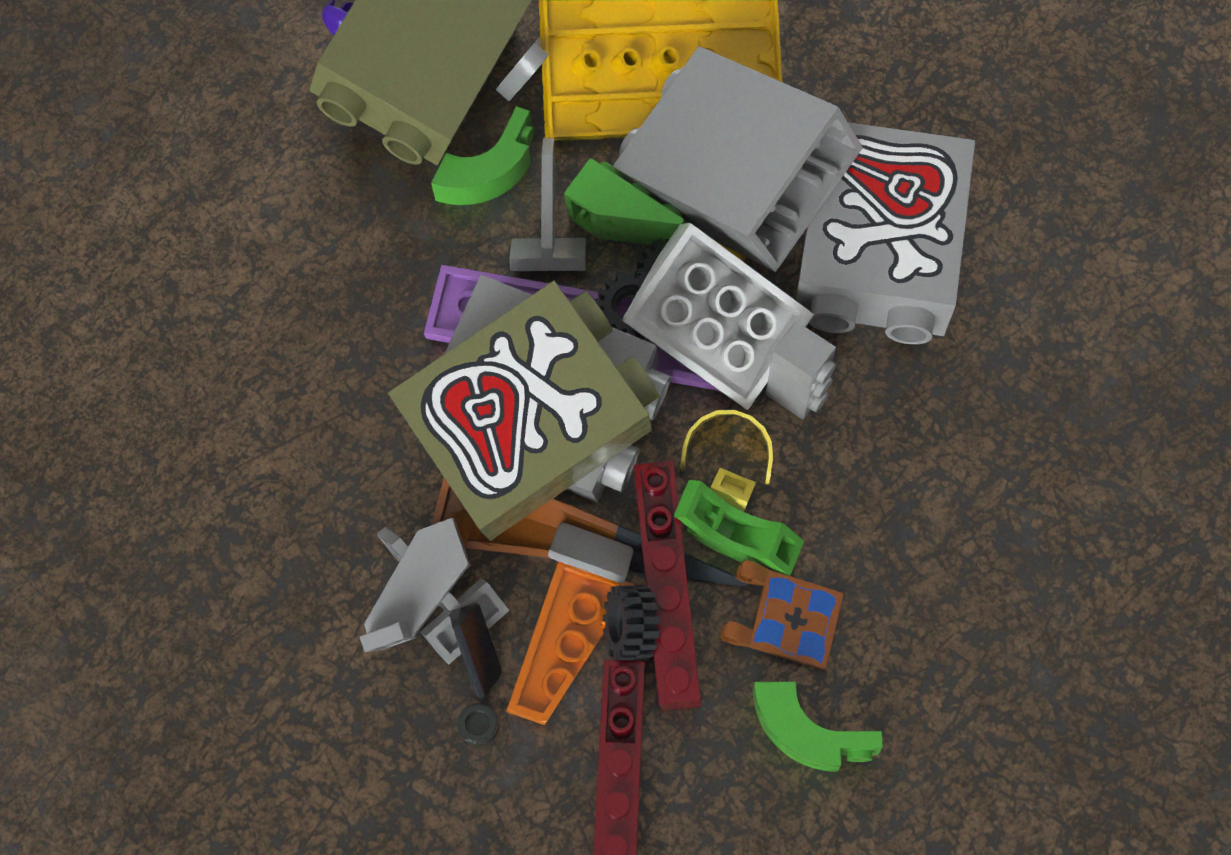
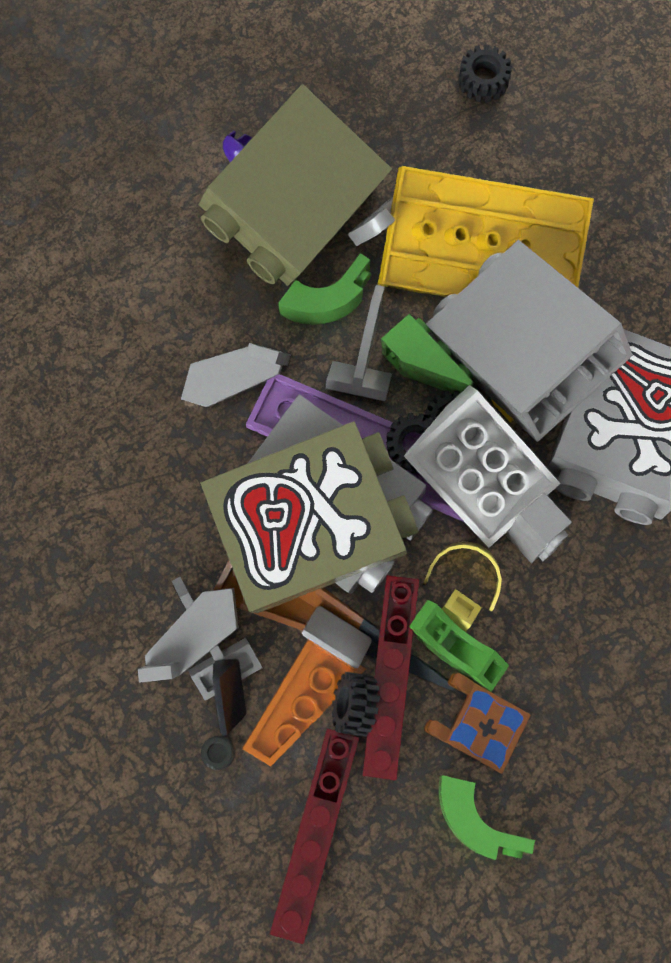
camera: 10 degrees right, 5 degrees up
(394, 277) = (231, 373): none -> light grey piece

